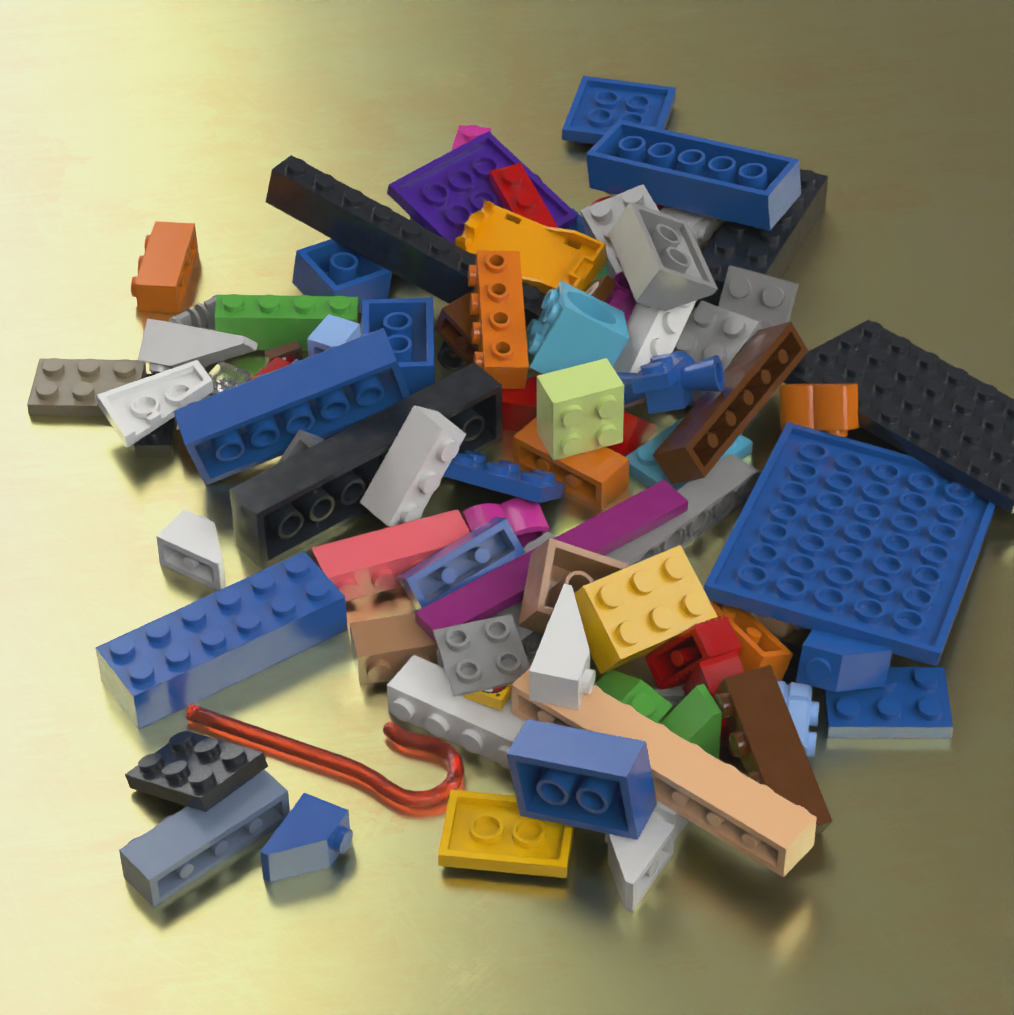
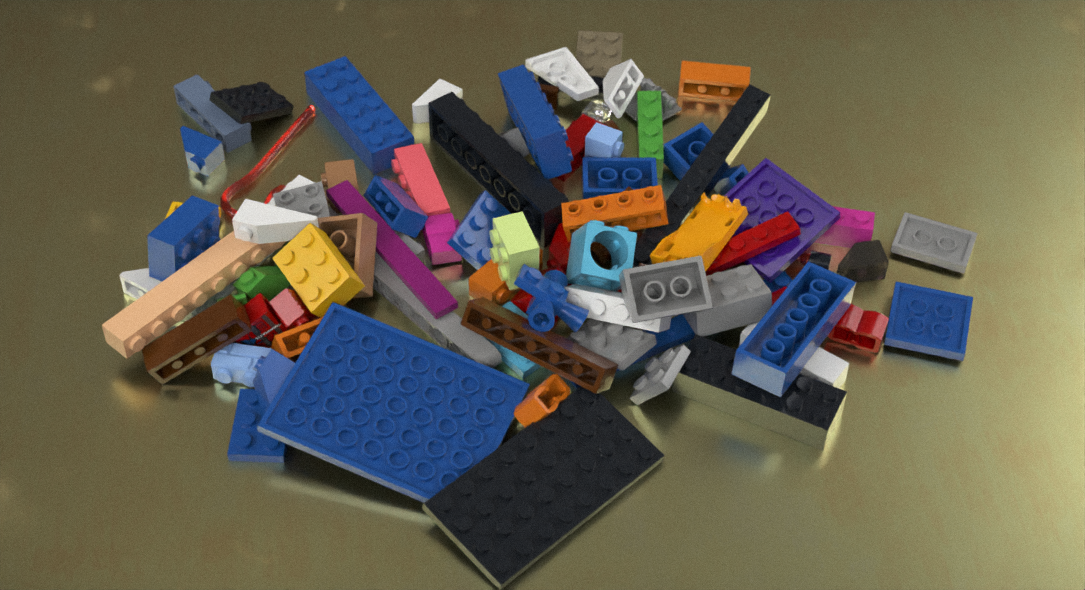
camera: 90 degrees right, 5 degrees up
(413, 467) = (478, 179): white brick -> none
(486, 100) = (934, 242): none -> light grey plate
(532, 149) = (864, 262): none -> clear smoke slope

